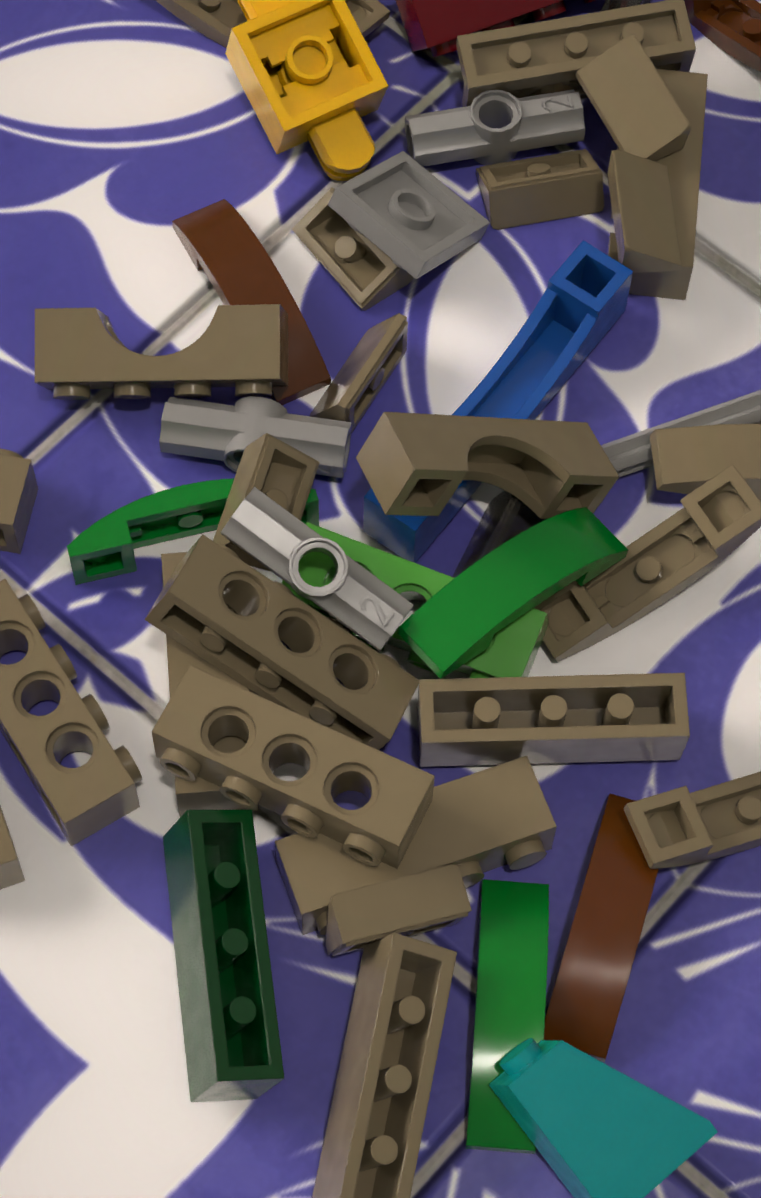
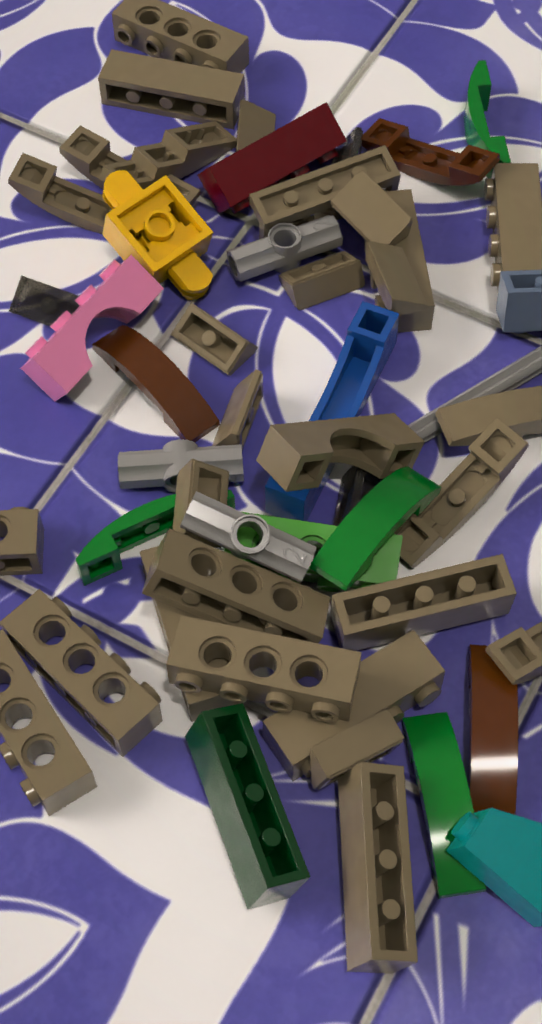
camera: 10 degrees left, 5 degrees down
(121, 239) = (63, 358): none -> bright pink arch
(127, 149) = (41, 301): none -> clear smoke slope
(239, 350) = (157, 413): dark tan arch -> none
(408, 214) = (244, 309): light grey plate -> none

